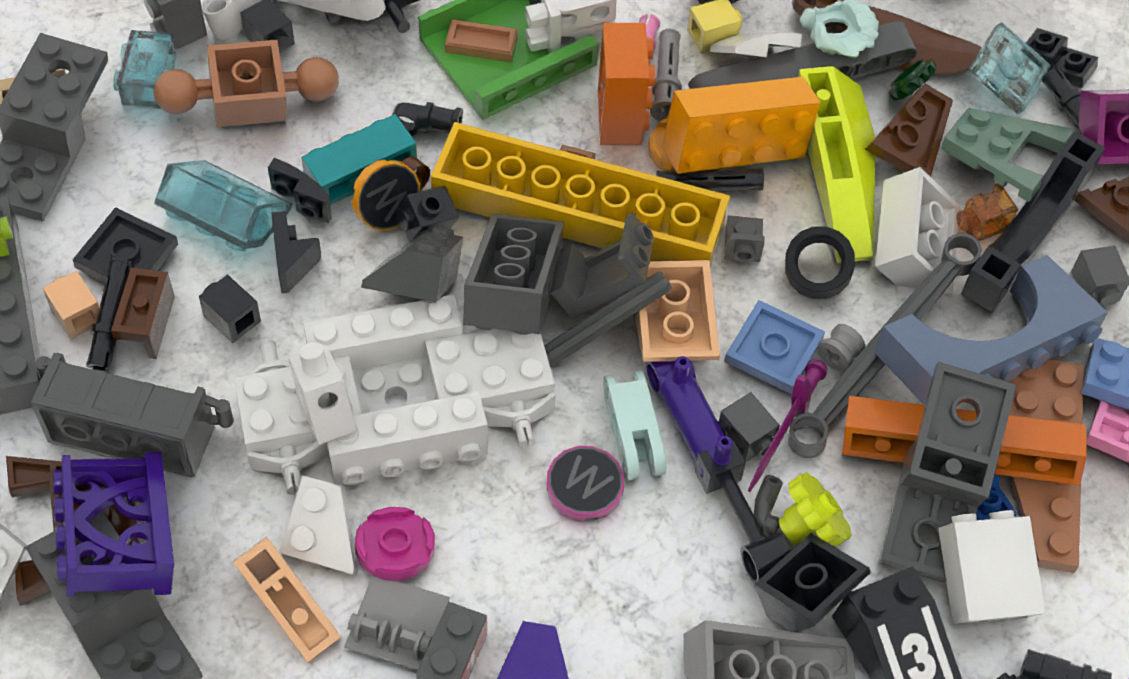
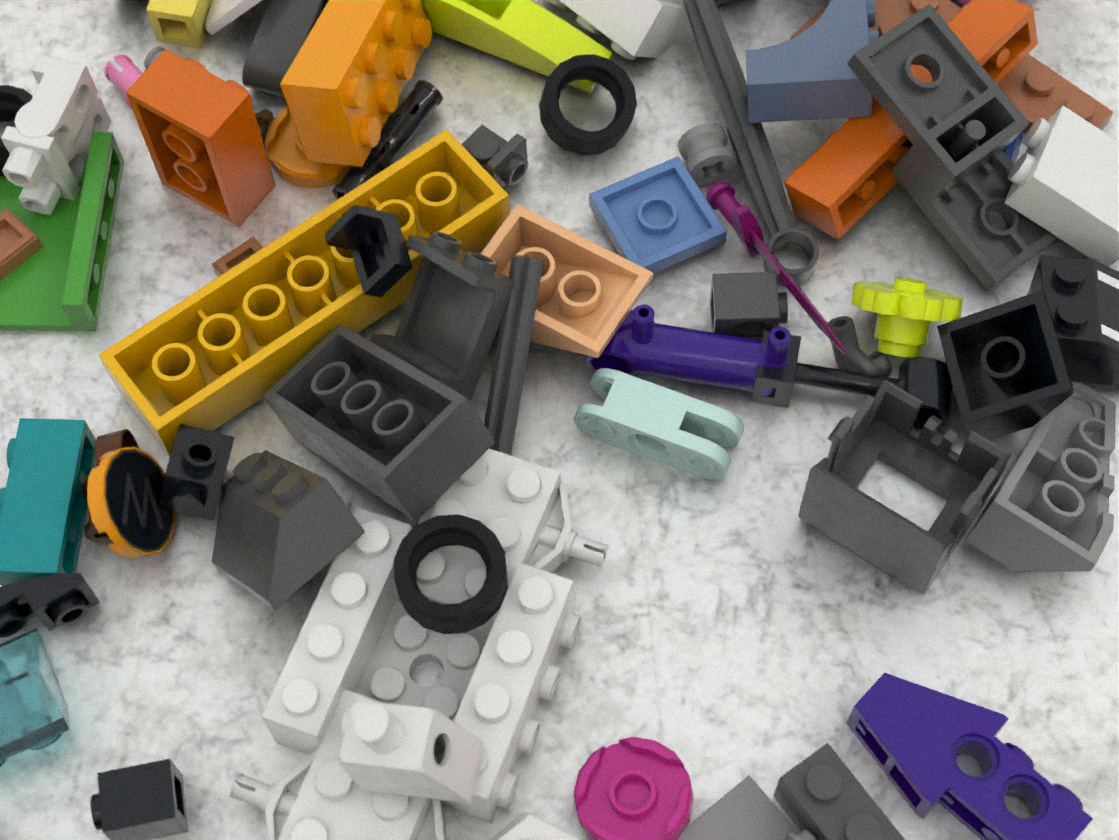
camera: 50 degrees left, 5 degrees up
(293, 256) = (121, 678): black slope -> none
(427, 117) = (49, 386): black connector -> none
(444, 334) = (450, 531): none -> black tyre
(585, 483) = (693, 526): black tile -> none
(617, 204) = (375, 247): none -> black bracket
(688, 537) = (875, 532): none -> dark grey piece

